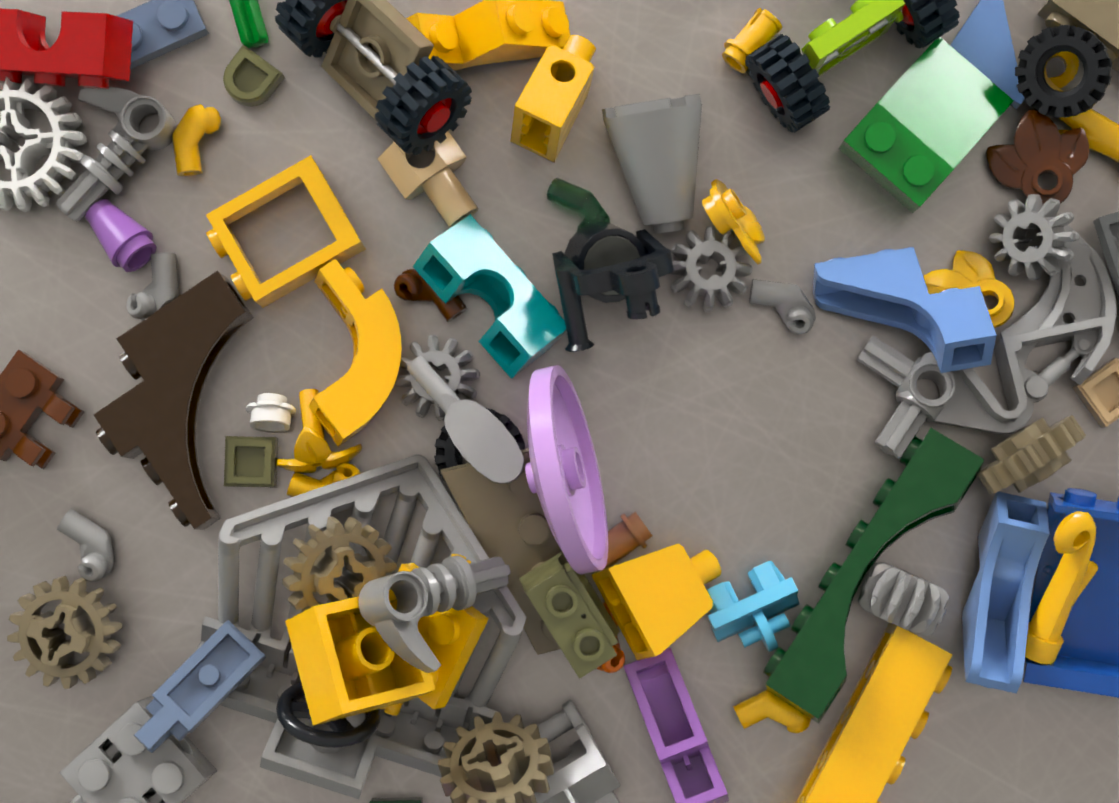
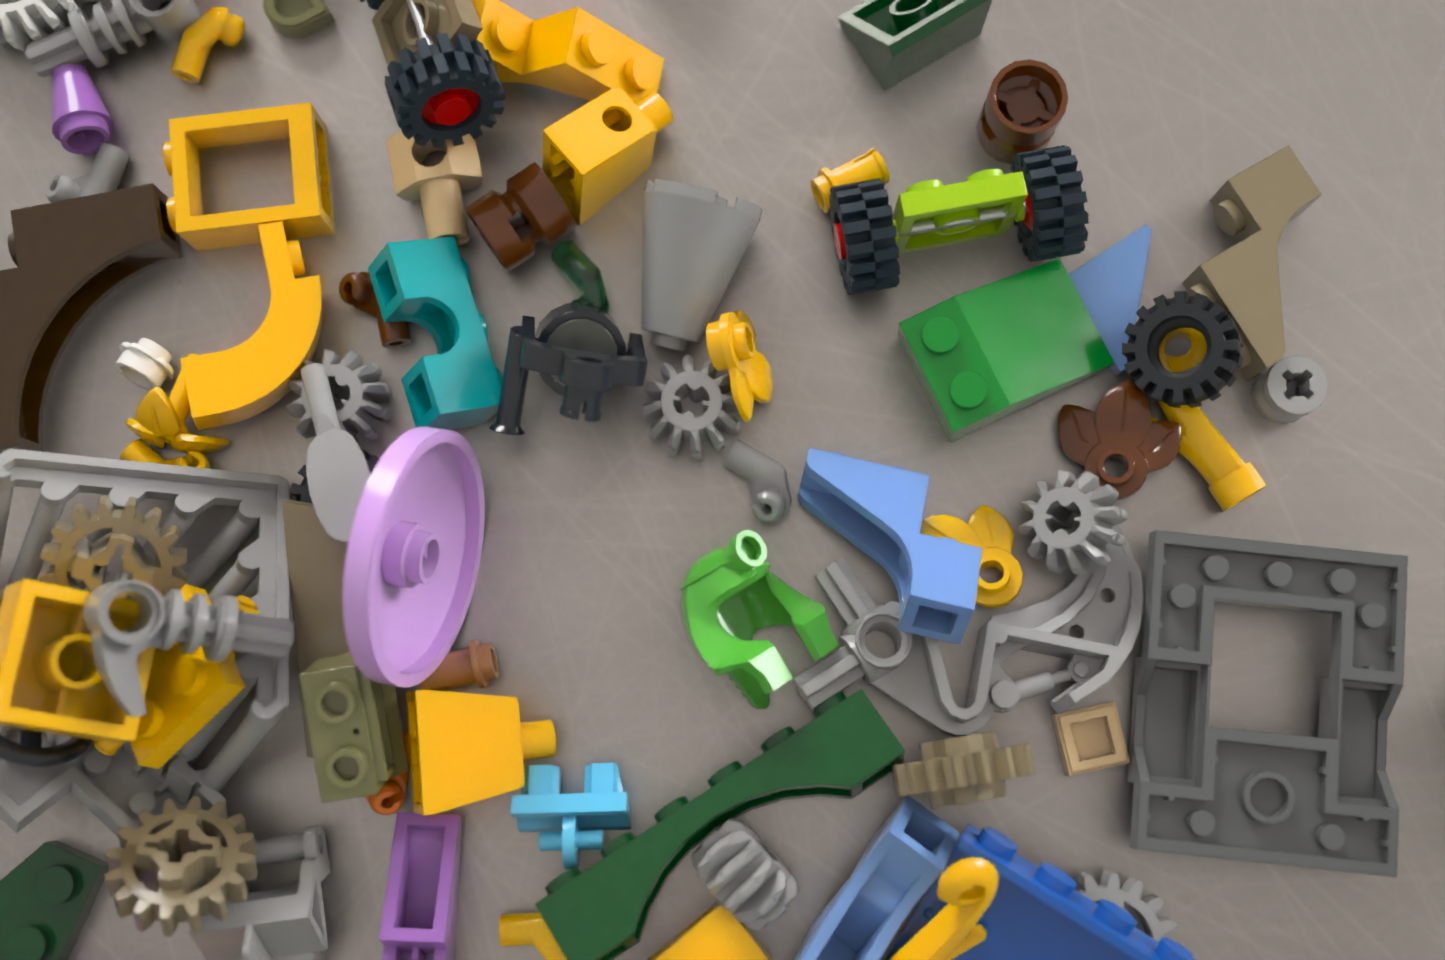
camera: 25 degrees right, 5 degrees down
(250, 461) = (101, 408): olive tile -> none
(515, 173) = (538, 204): none -> reddish brown wheel
(805, 397) = (731, 598): none -> bright green piece

